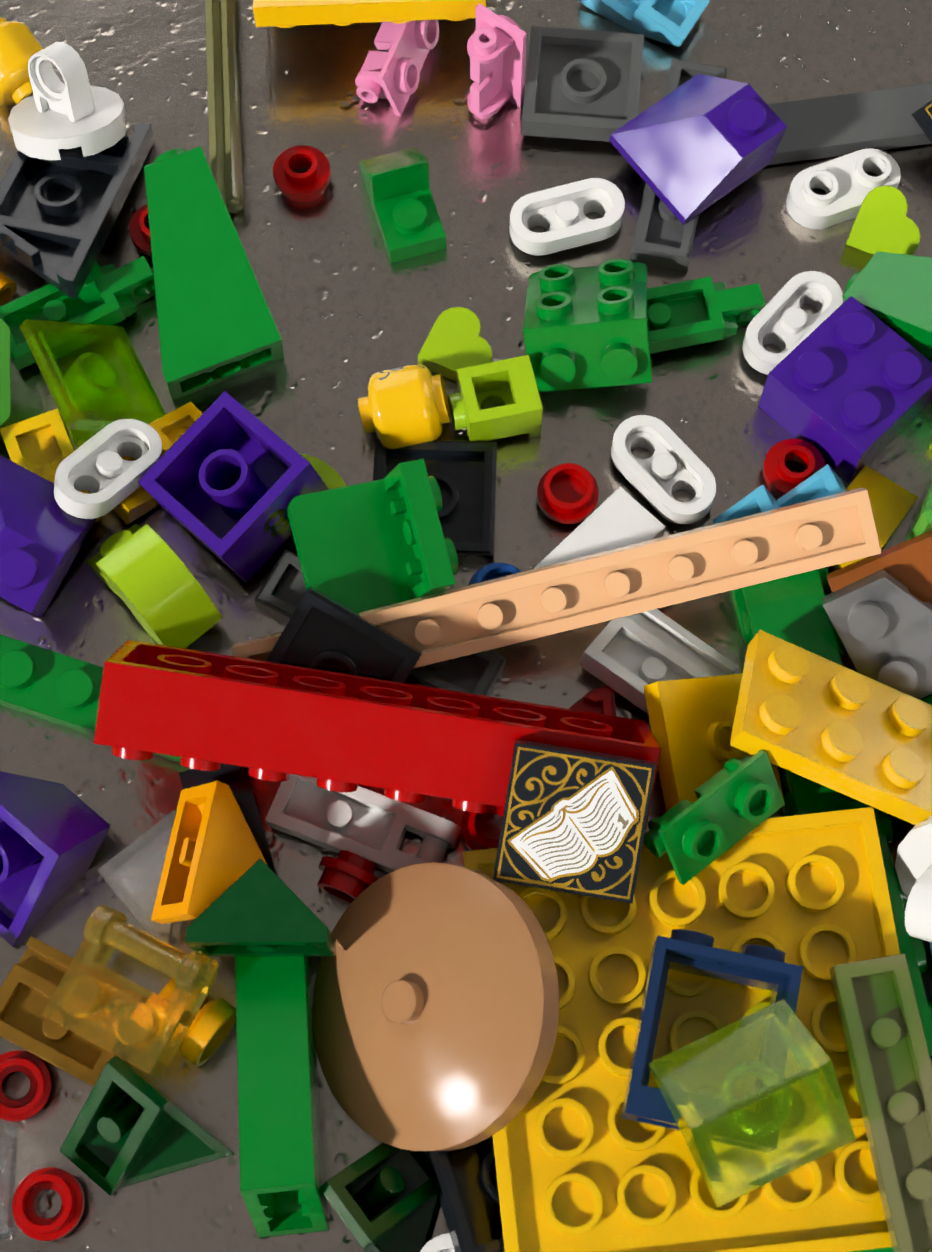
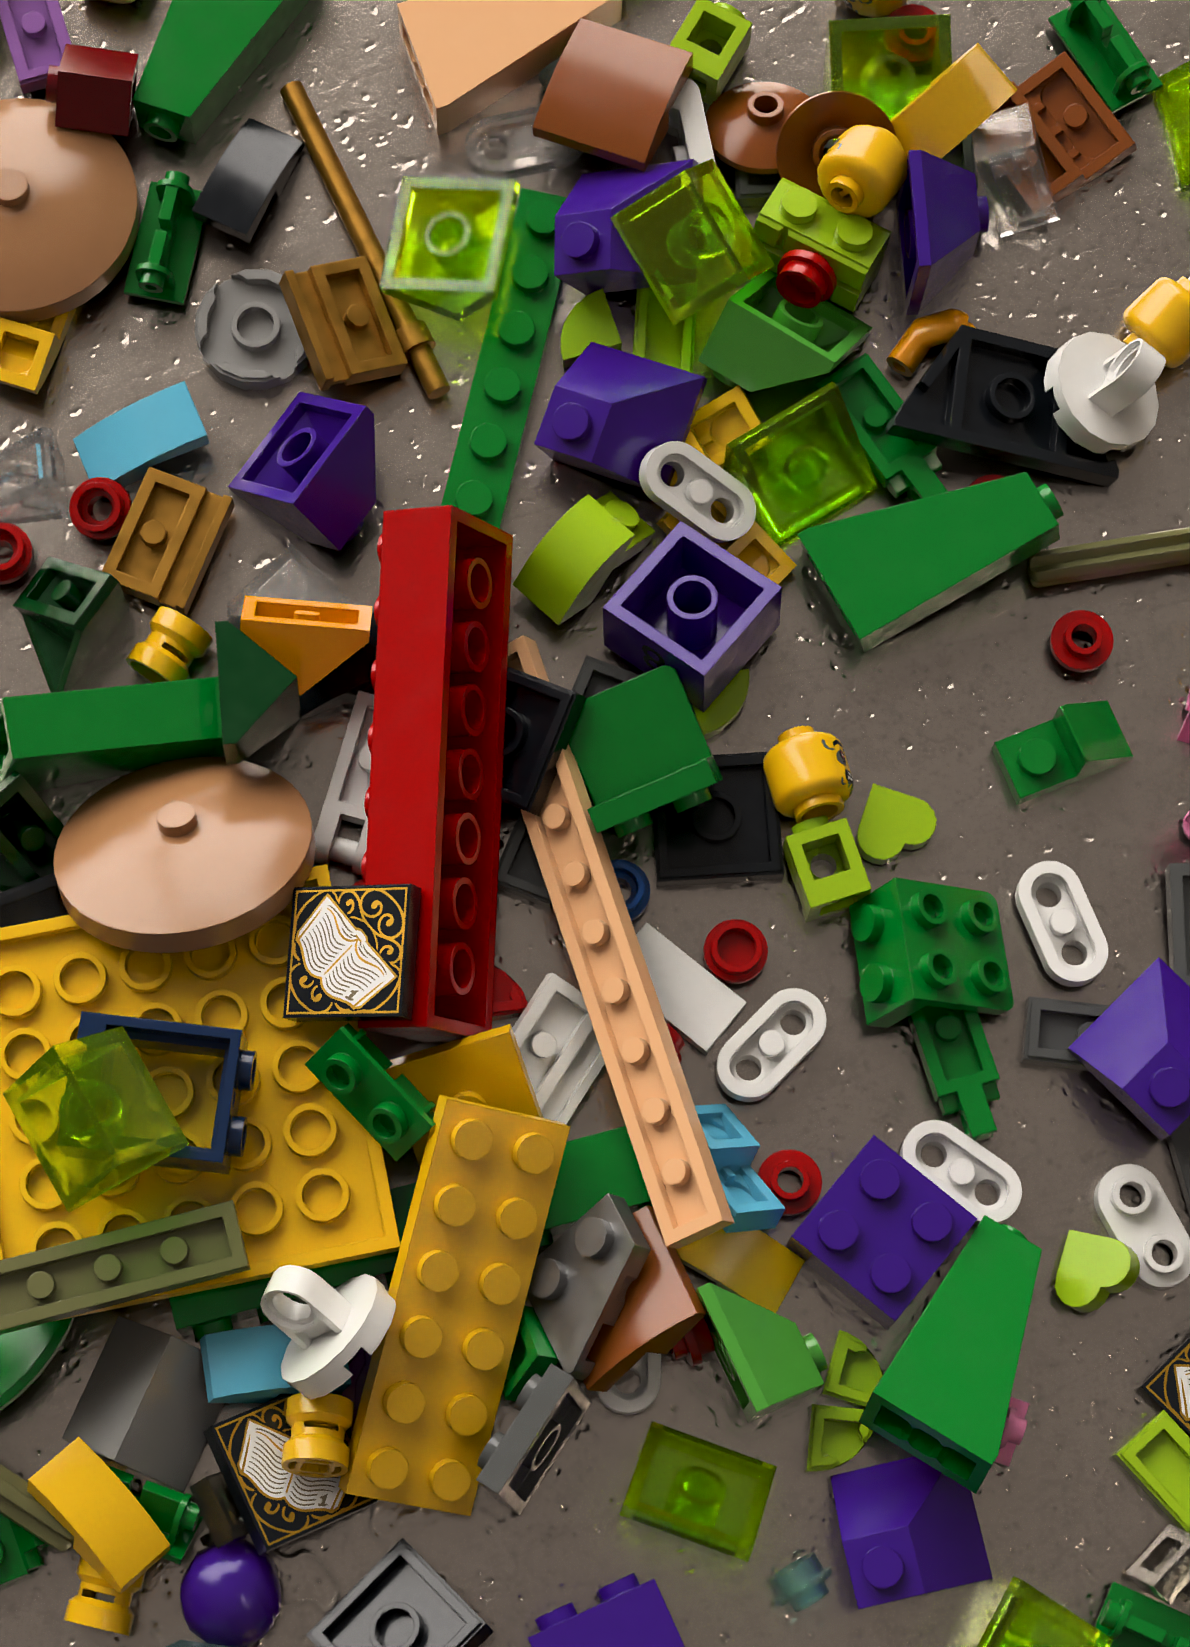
camera: 80 degrees right, 5 degrees up
(120, 1012) = (163, 579): clear yellow plate -> none
(345, 875) = (311, 772): red plate -> none

